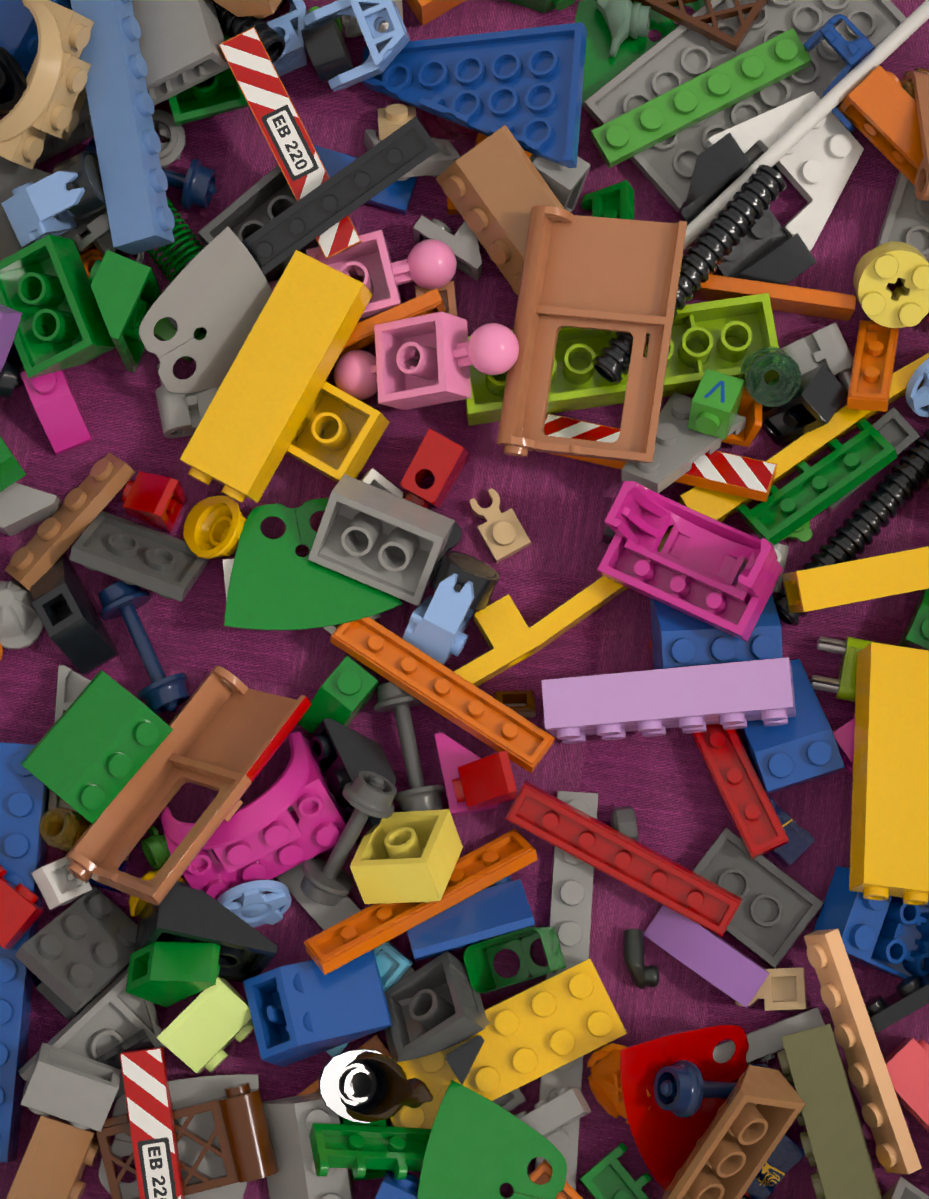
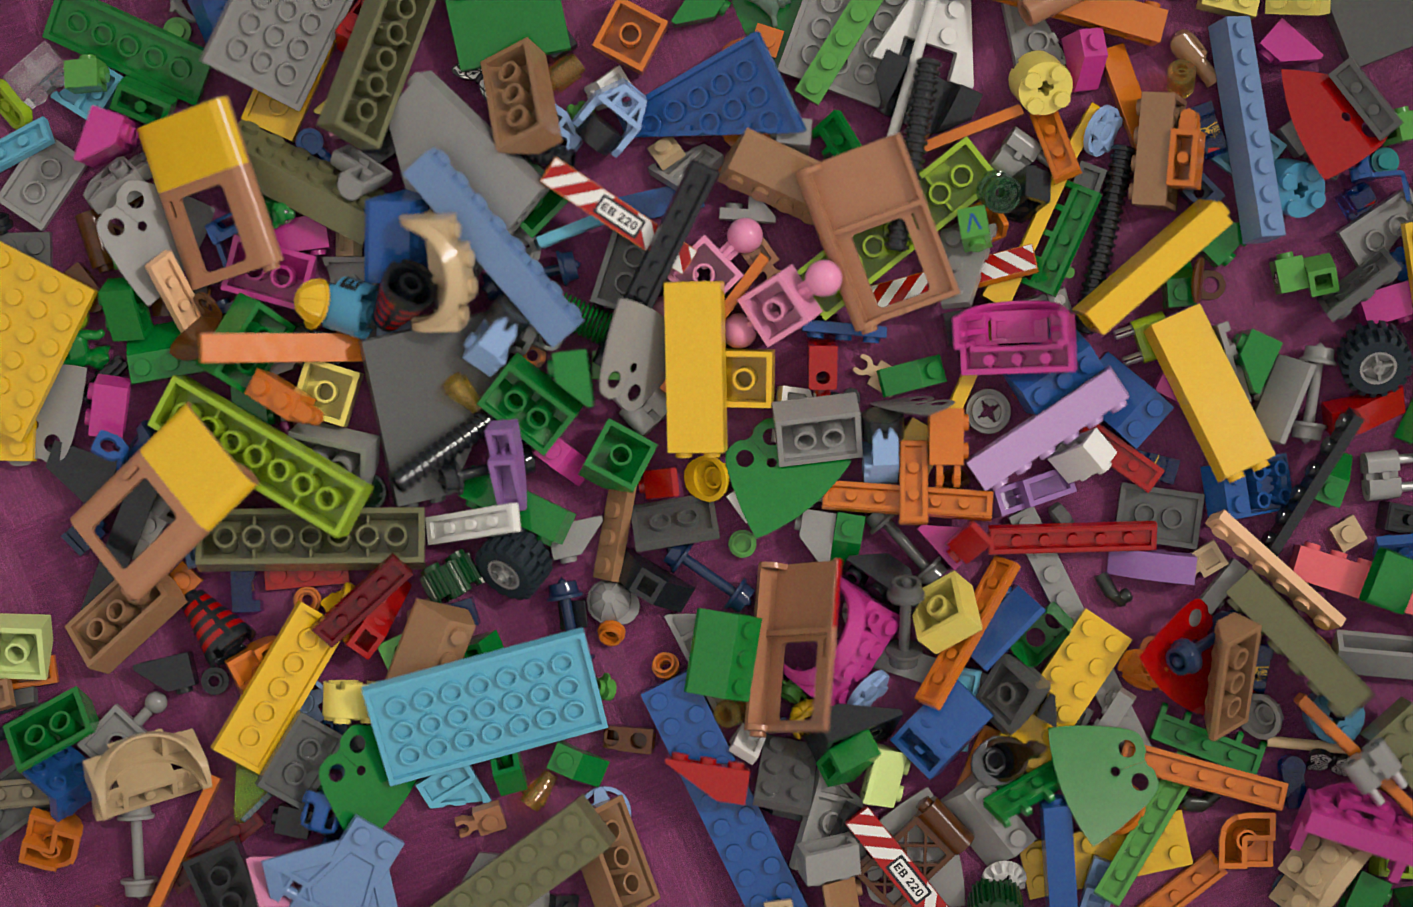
camera: 30 degrees left, 10 degrees up
(24, 720) = (662, 659): none -> orange plate
(116, 434) = (618, 458): none -> green slope
(209, 634) = (742, 543): none -> bright green plate
(225, 146) = (566, 232): none -> medium azure tile
(308, 665) = (817, 532): none -> light grey slope
(461, 669) = (914, 482): none -> orange tile
(484, 446) = (842, 331): none -> blue plate
(520, 577) = (906, 406): none -> light grey piece
(531, 643) = (947, 442): none -> orange hinge
(537, 544) = (911, 375): none -> green slope
(598, 66) = (771, 37): none -> orange plate
(604, 774) = (1030, 492): none -> medium lavender slope
(620, 632) = (990, 398): none -> light grey gear
(694, 762) = (1083, 456): none -> white brick

